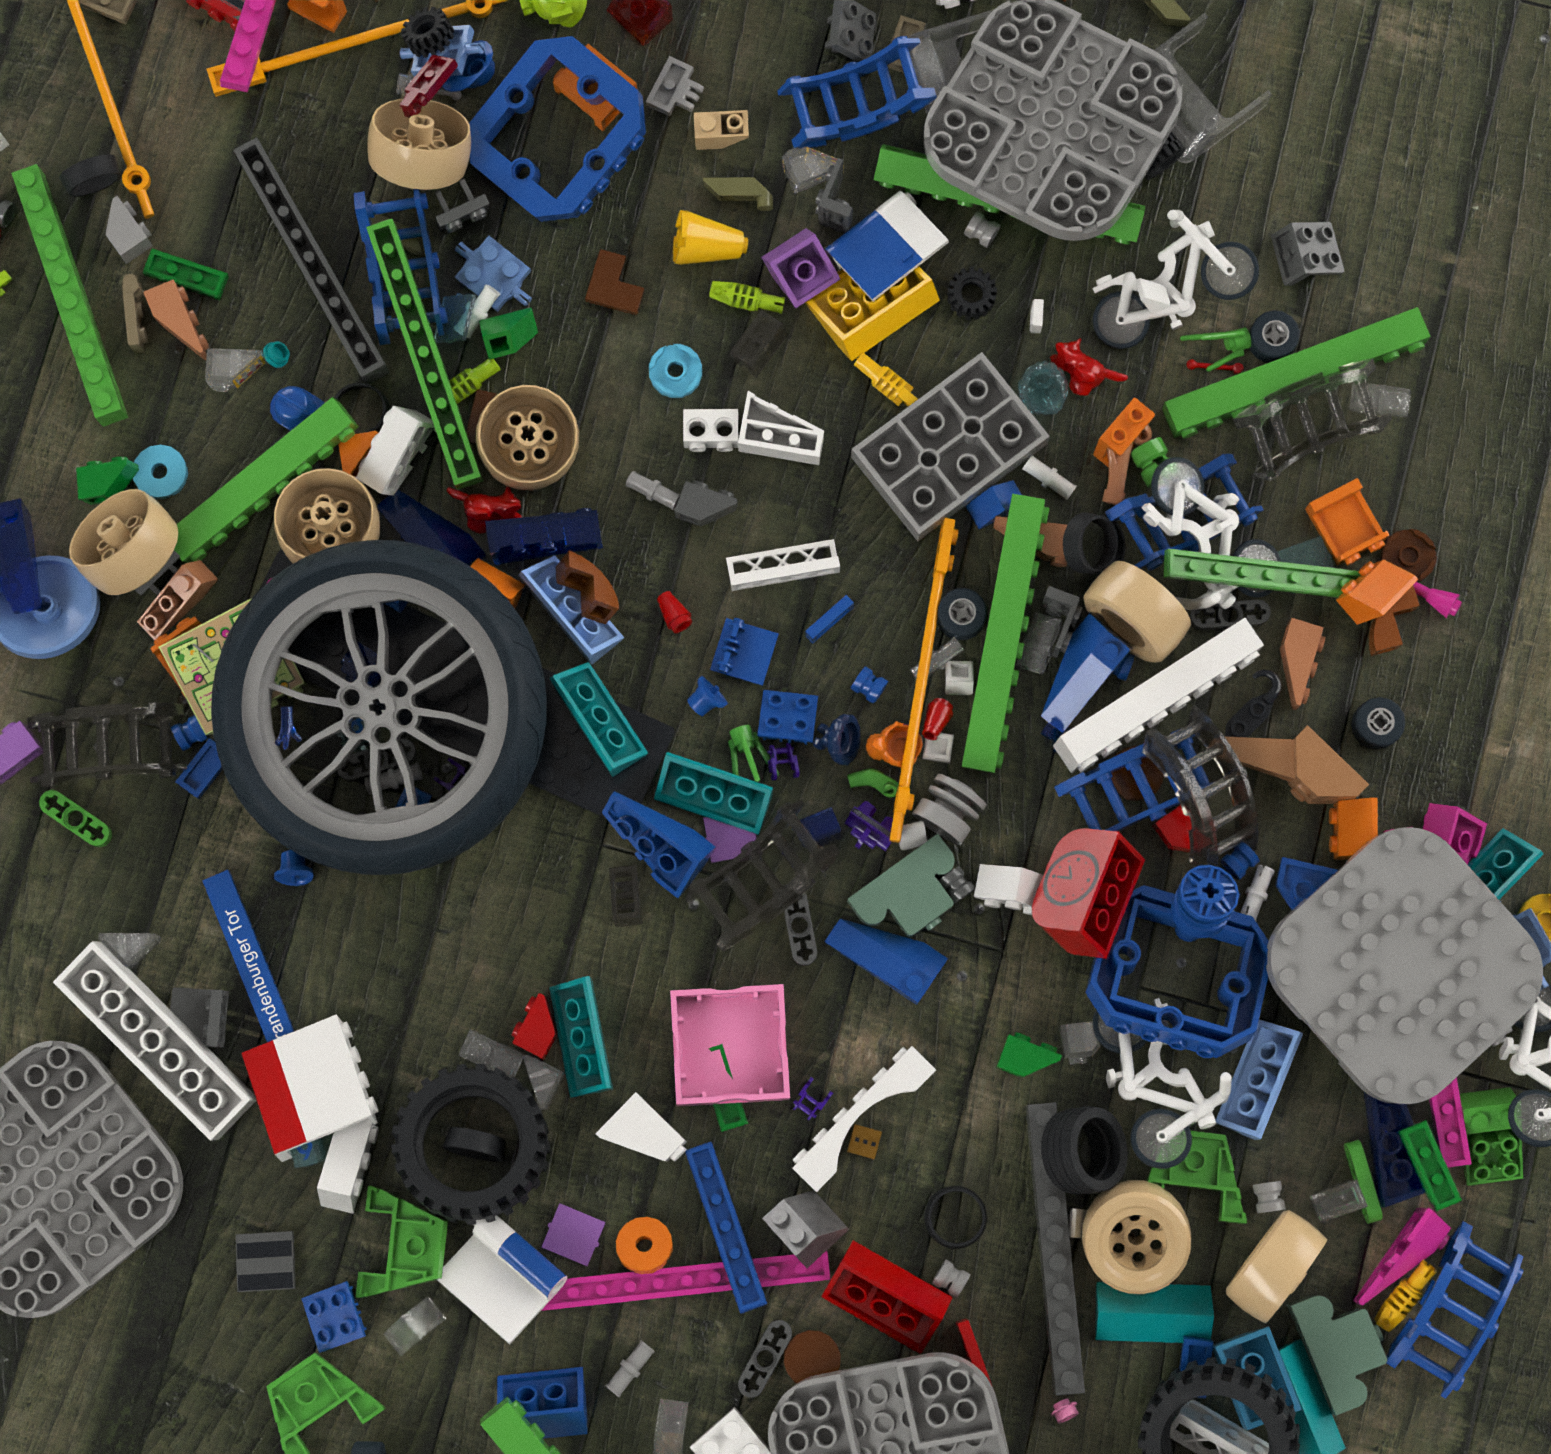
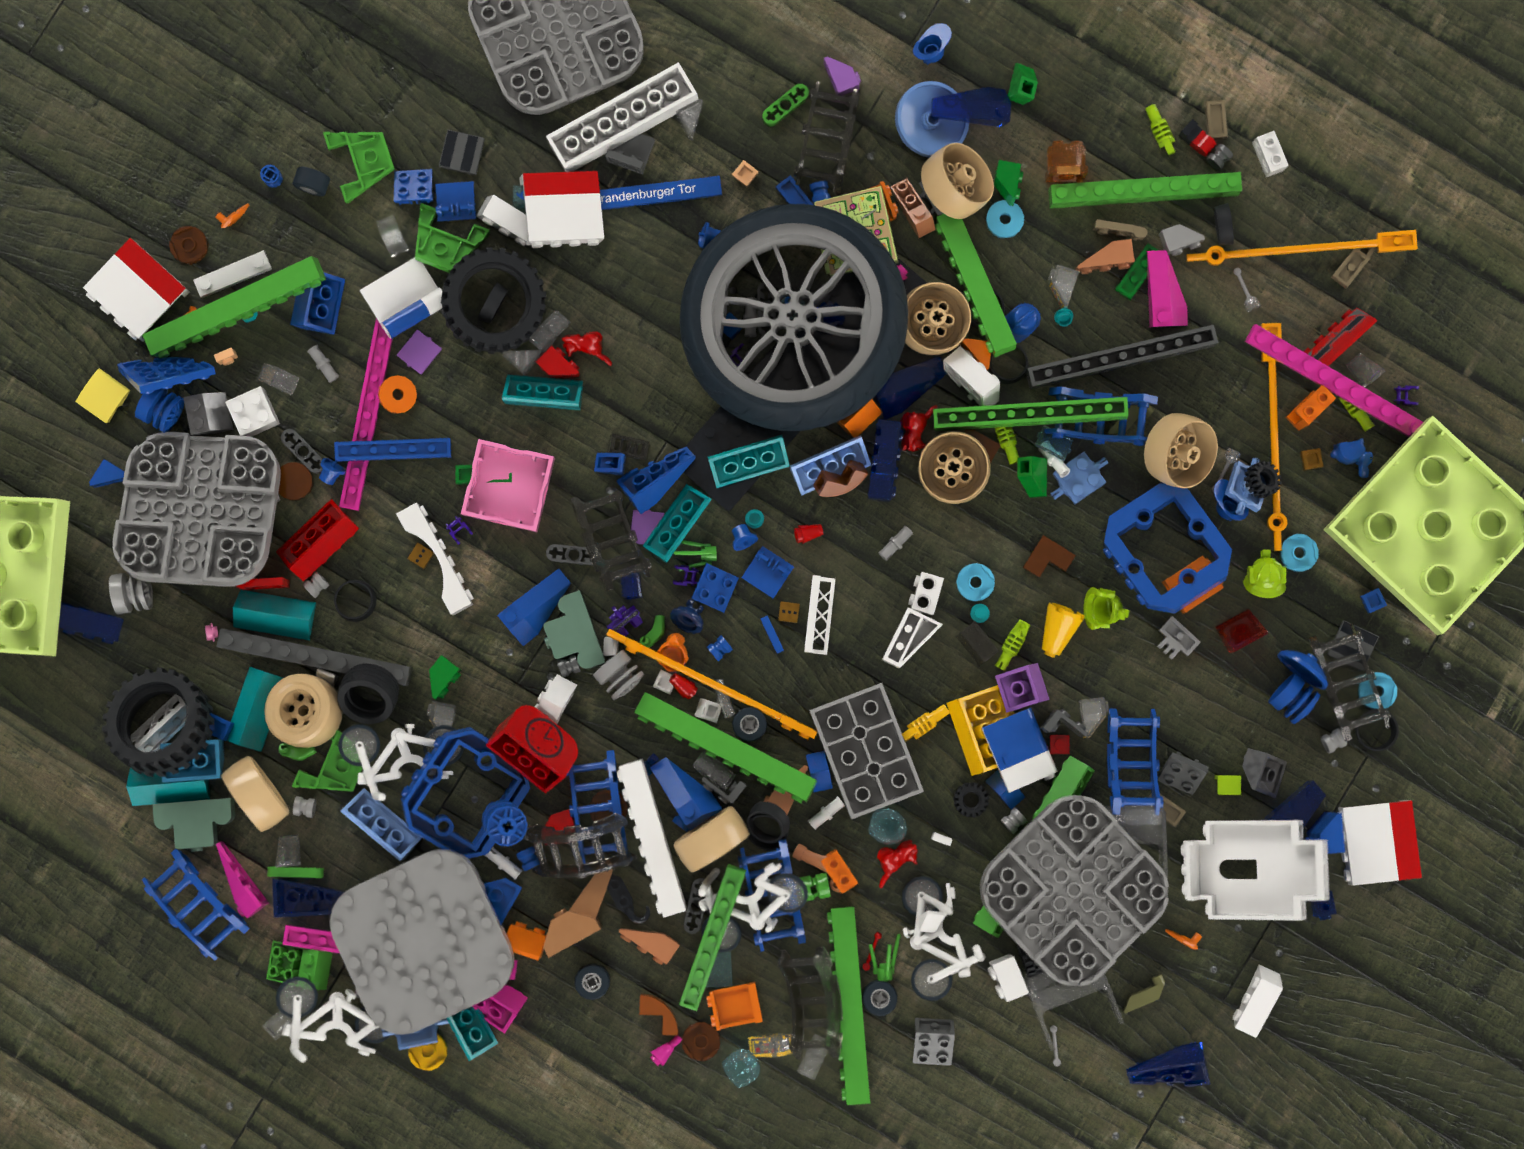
camera: 100 degrees right, 5 degrees up
(58, 407) = (1066, 162): none -> clear orange piece
(188, 116) = (1251, 302): none -> hinge
(189, 845) = (745, 173): none -> light nougat plate
(211, 229) = (1165, 297): none -> dark pink wedge
(287, 728) = (789, 250): clear blue bar -> none
(339, 1248) = (455, 201): none -> blue hinge
(426, 84) = (1221, 467): dark red hinge -> none
(452, 219) = (1123, 459): dark grey plate -> none
(494, 993) = (589, 343): none -> red animal
(643, 1130) = (468, 414): white slope -> none
(655, 912) = (610, 463): none -> blue slope
(662, 192) = (1103, 608): none -> lime helmet
(675, 691) = (754, 518): none -> teal plate
(702, 505) = (874, 573): dark grey slope -> none
(716, 352) = (979, 613): none -> teal plate
(720, 129) = (1137, 661): tan slope -> none
(740, 190) = (1090, 664): olive piece -> none
(782, 1307) = (330, 471): none -> blue piece
(791, 607) = (788, 612): none -> pearl gold tile
(806, 1225) = (376, 500): flat silver slope -> none
(862, 200) = (1059, 744): none -> red plate
(942, 261) = (997, 784): none -> blue slope
(1011, 1327) = (274, 614): none -> teal slope
(1193, 176) = (1008, 978): none -> white brick
(1199, 1234) = (294, 753): none -> bright green arm
(1280, 90) = (1056, 1061): none -> light grey hinge
(1375, 590) = (680, 1007): orange slope -> none
(1384, 461) = (770, 1045): none -> clear slope
(1404, 1297) = (213, 874): yellow hinge -> none
(1427, 488) = (741, 1067): none -> clear light blue hair
(1430, 1165) = (289, 916): green tile -> none

